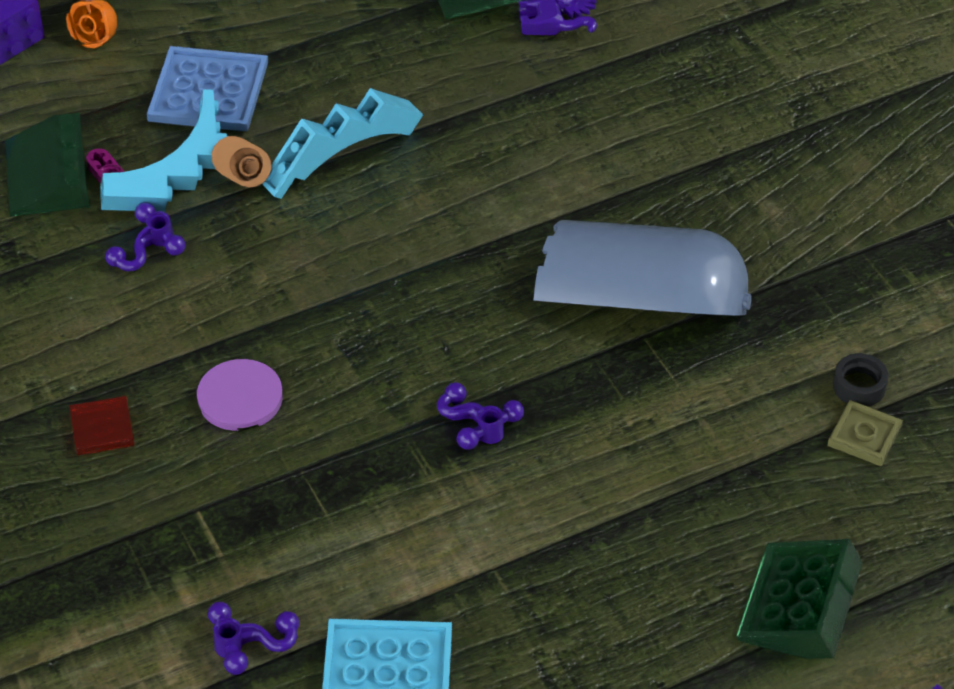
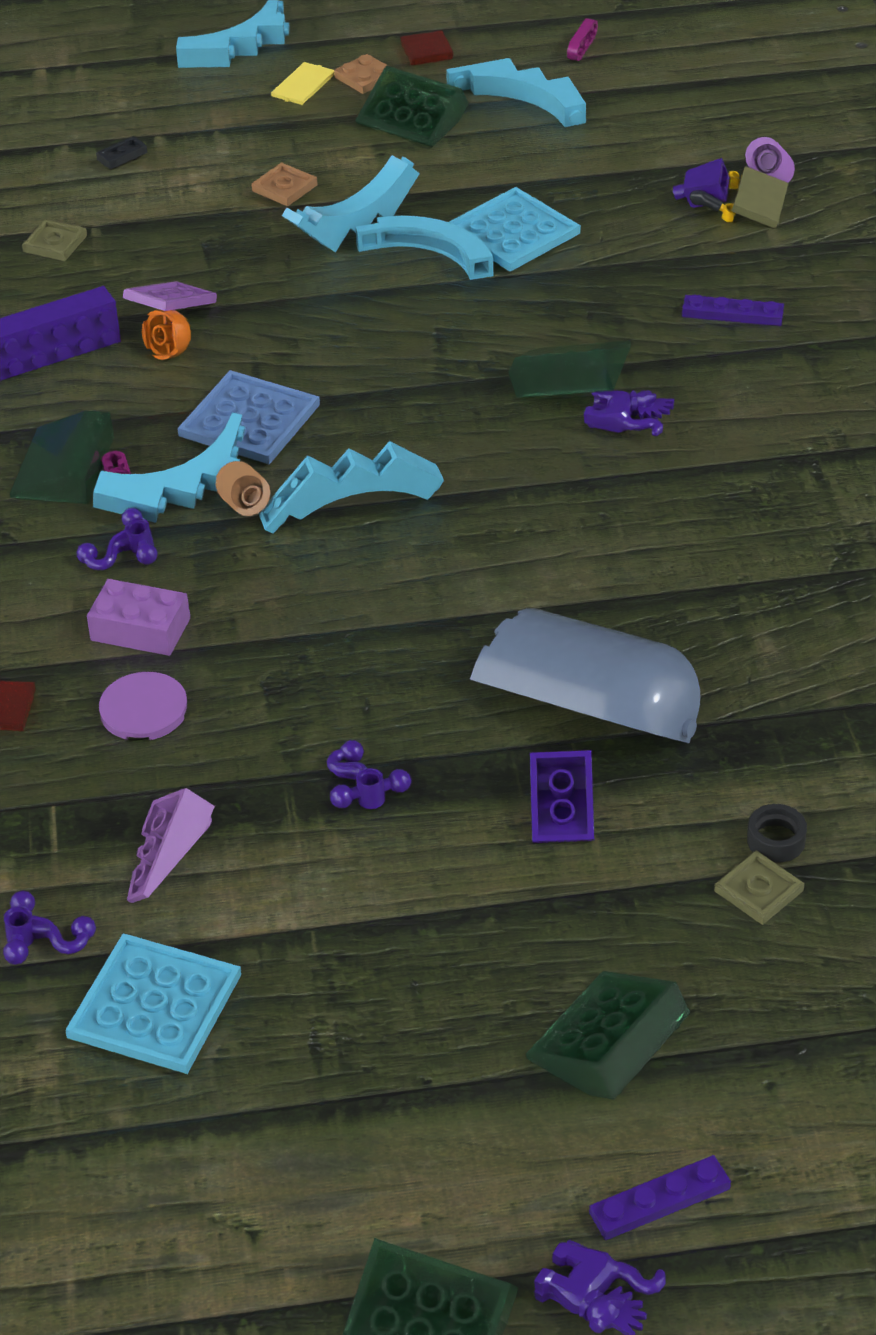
camera: 20 degrees right, 5 degrees down
(197, 309) = (138, 617): none -> medium lavender brick
(327, 511) = (170, 832): none -> medium lavender wedge
(664, 391) = (562, 796): none -> dark purple slope

